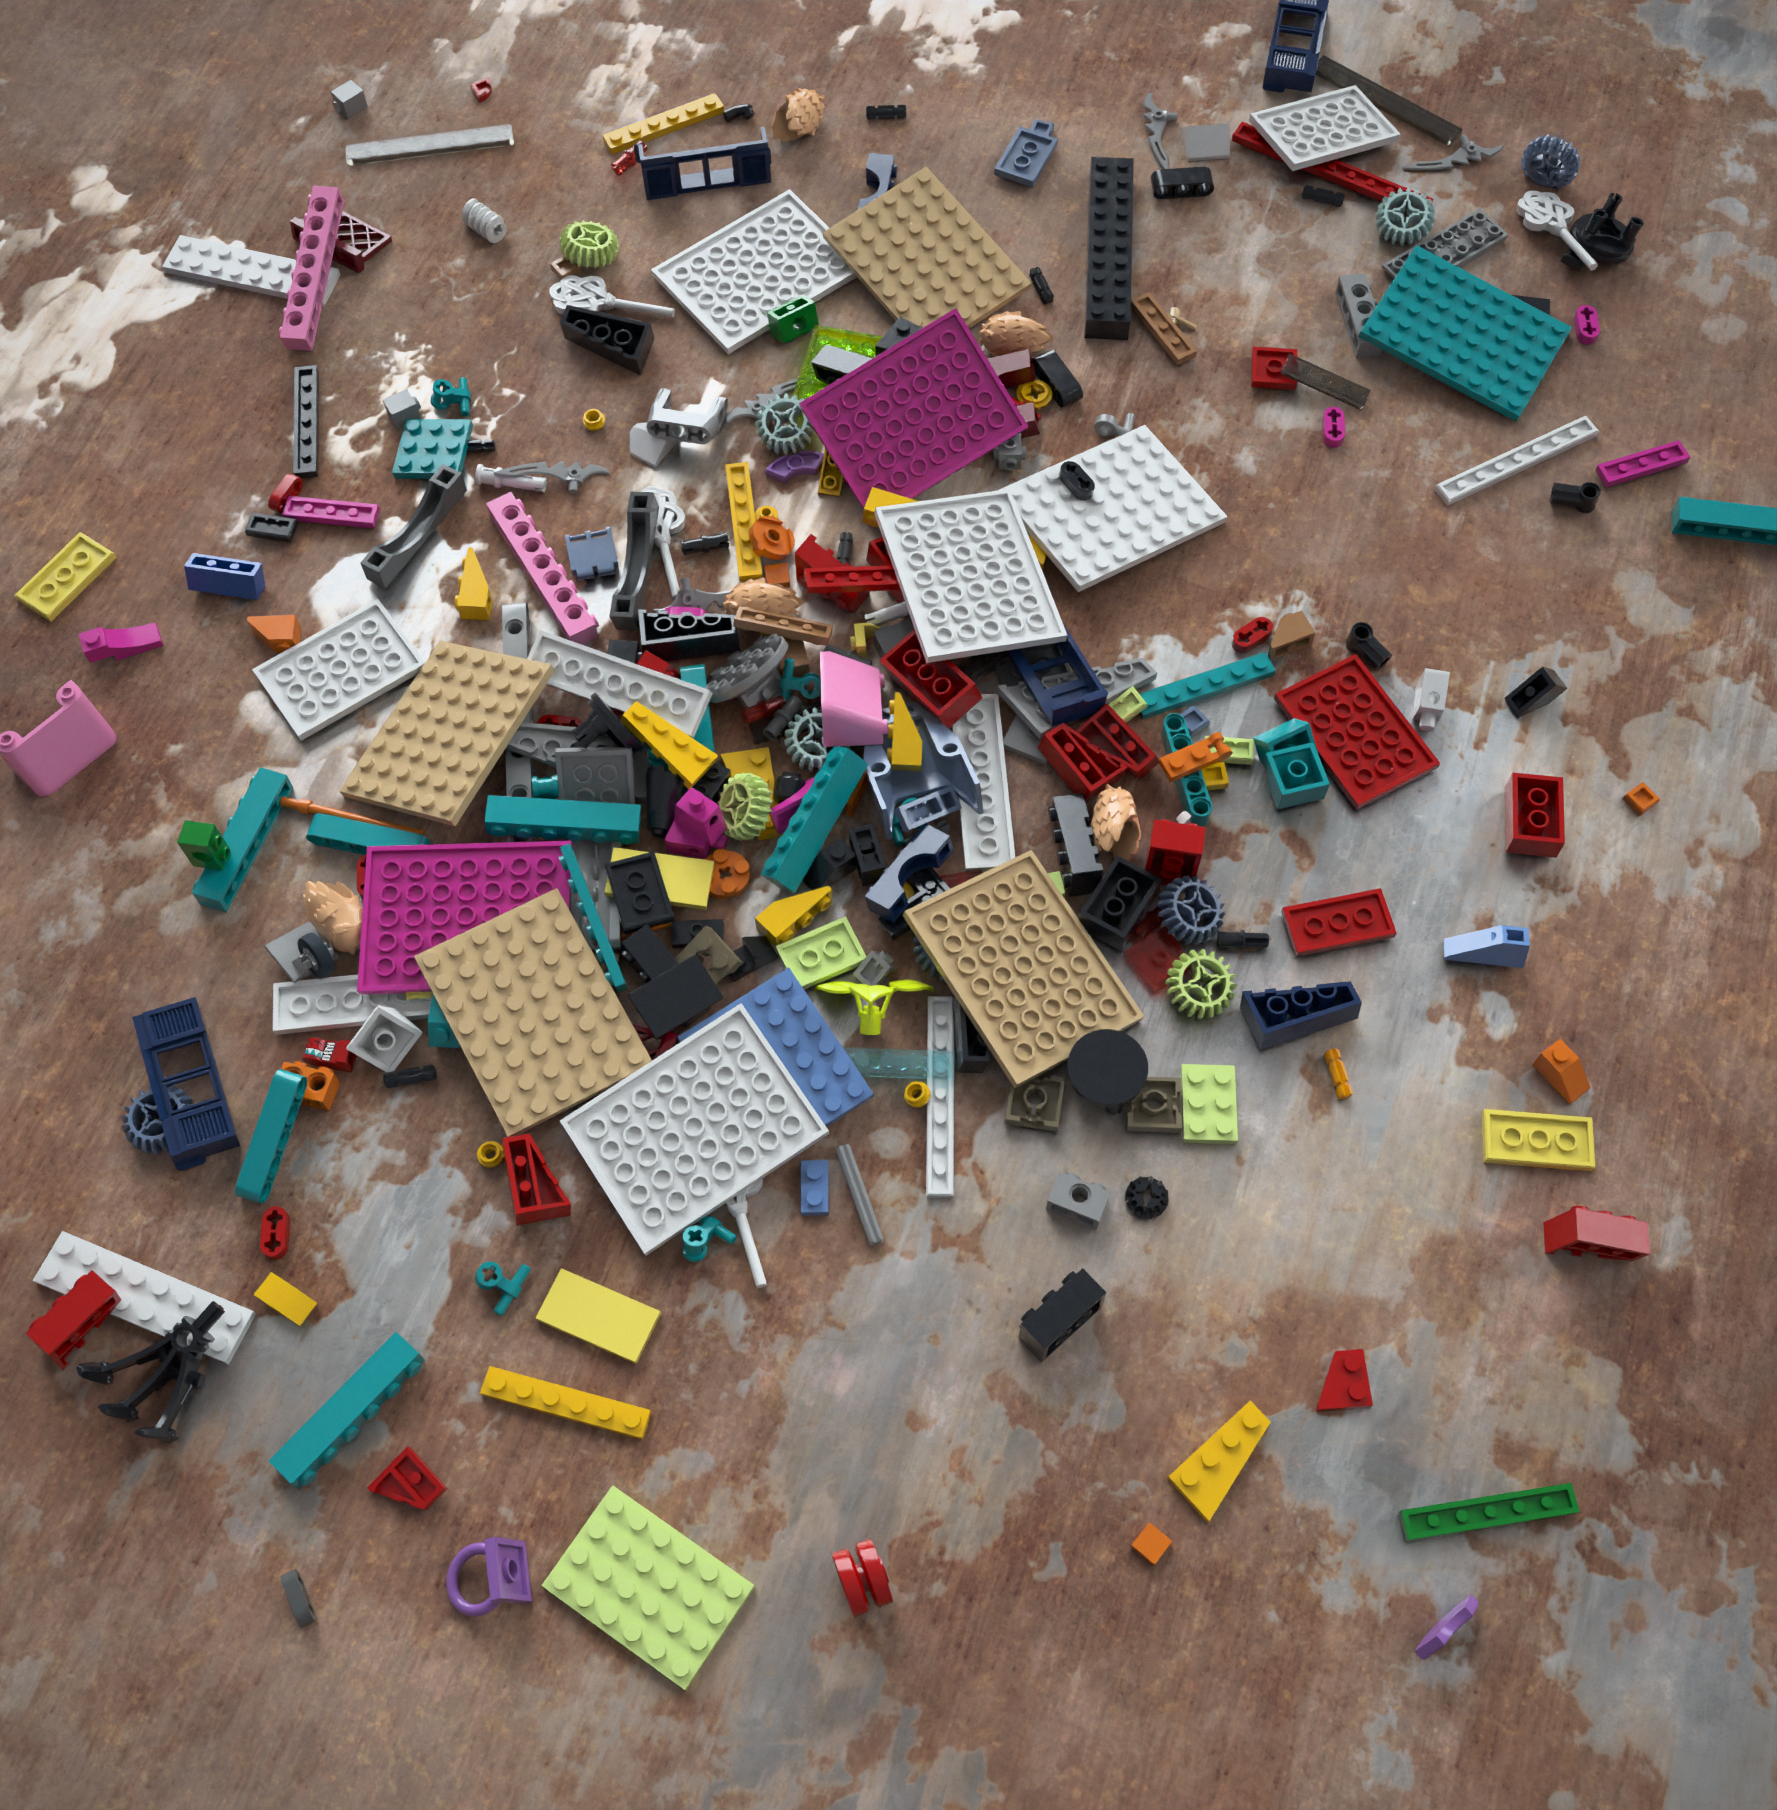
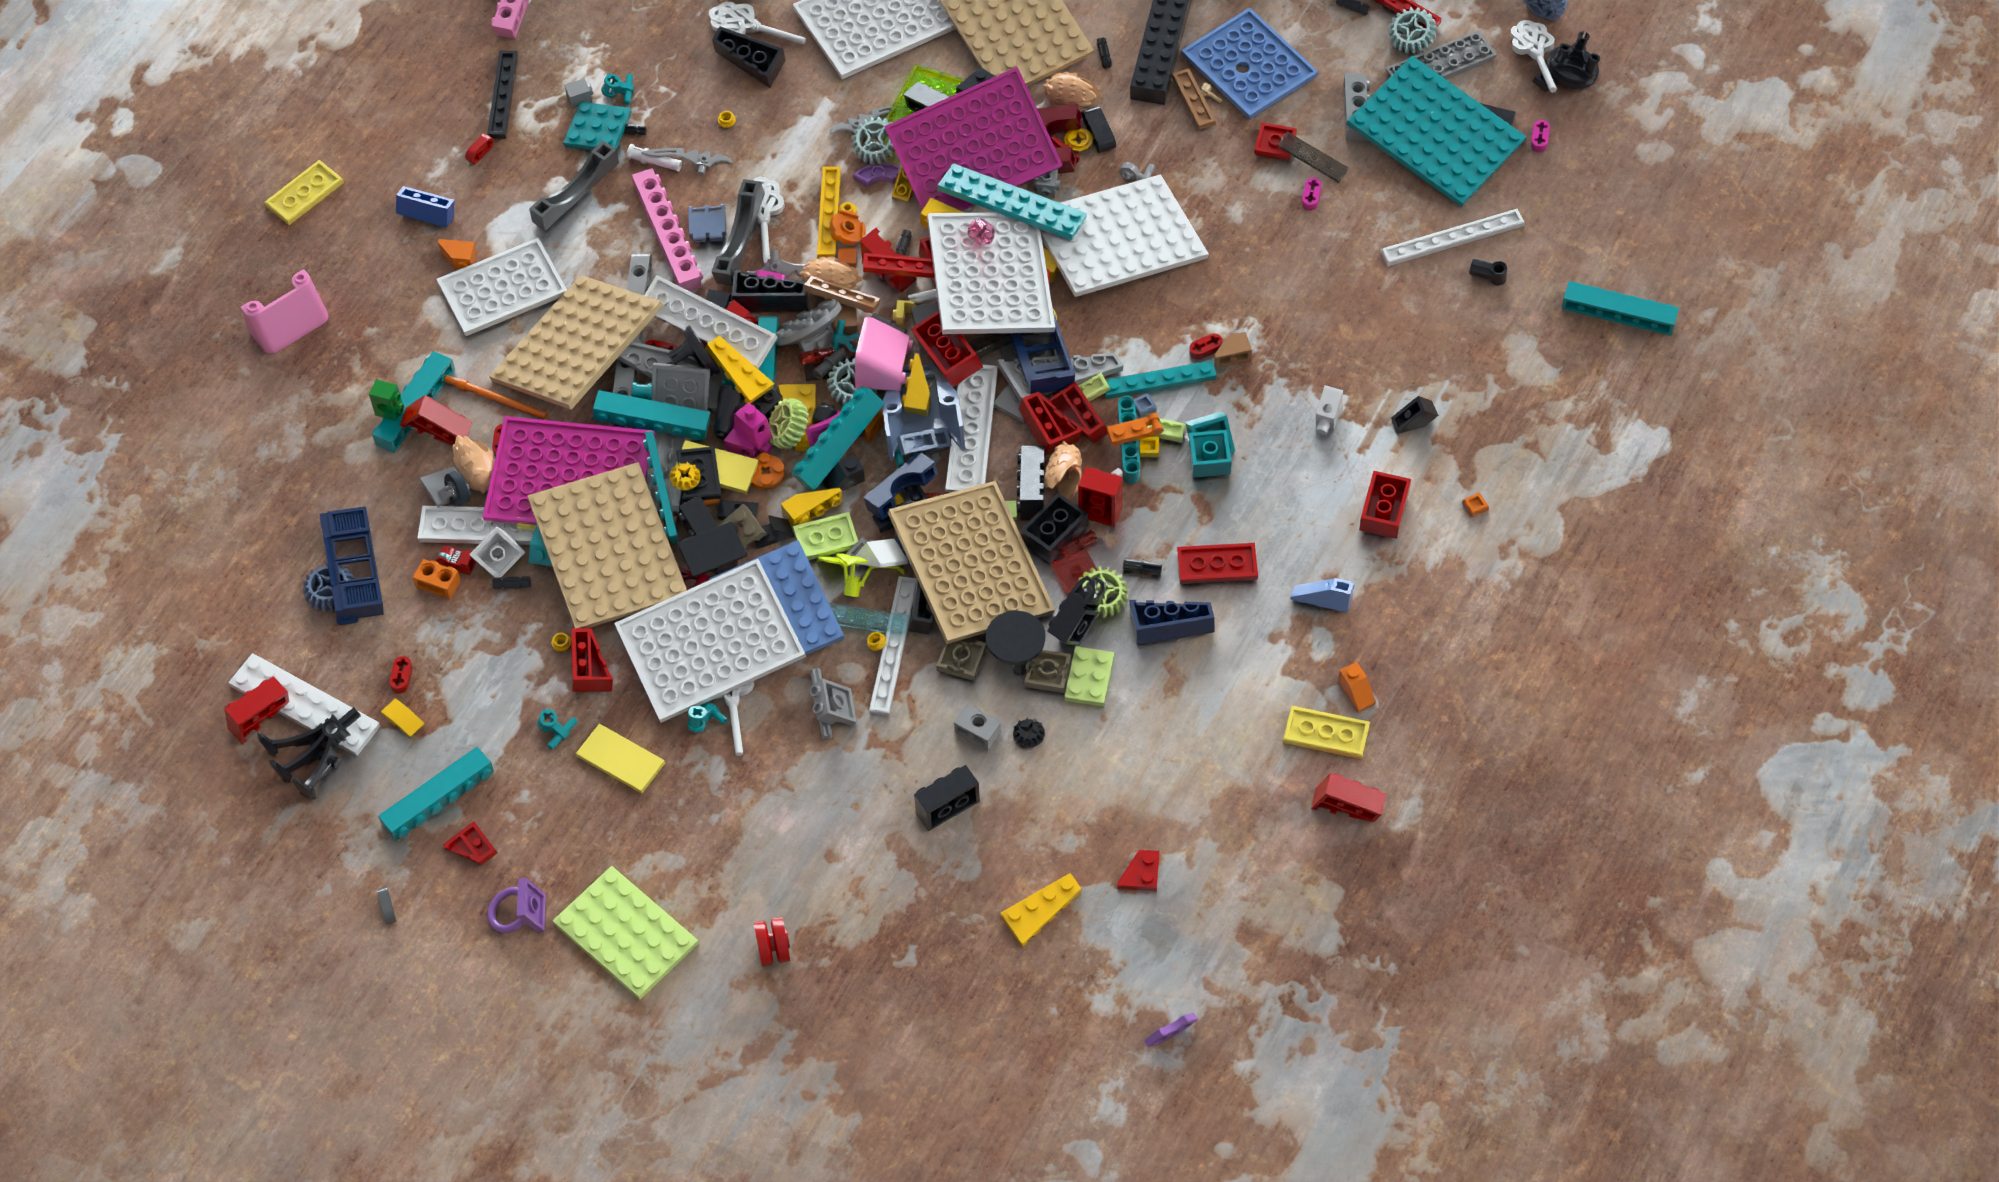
camera: 10 degrees right, 5 degrees down
(120, 643) = (340, 247): dark pink slope -> none
(271, 527) = (464, 173): black plate -> none
(271, 1136) = (407, 607): teal beam -> none
(275, 862) = (436, 420): none -> wedge
(331, 512) = (512, 167): dark pink plate -> none
(356, 835) = (495, 409): teal beam -> none
(474, 596) = (612, 244): yellow slope -> none
(566, 1402) = (588, 811): yellow plate -> none
(626, 908) = (687, 482): none -> yellow gear
(648, 448) = (769, 142): white slope -> none
(695, 427) = (797, 133): light grey connector -> none
(704, 543) = (795, 226): black pin -> none
(792, 319) = (888, 57): green brick -> none
(814, 1188) = (789, 695): medium blue plate -> none
(868, 853) = (872, 467): black brick -> none
(877, 1194) = (833, 702): none -> light grey plate
(905, 973) = (882, 553): none -> white slope
(949, 523) = (981, 231): none -> clear pink head
(976, 479) = (1012, 201): none -> plate
(1075, 481) = (1095, 210): black beam -> none
(1151, 1544) = (979, 953): orange tile -> none
(1181, 1021) = (1077, 612): none -> black brick
(1183, 915) = (1116, 537): sand blue gear -> none
(1209, 252) = (1249, 41): none -> medium blue plate
(1338, 1074) = (1190, 668): light orange axle -> none
(1358, 731) = (1268, 427): red plate -> none
(1367, 645) = (1293, 365): black piece -> none
(1489, 1512) = (1220, 965): green plate -> none
(1642, 463) = (1551, 252): dark pink plate -> none

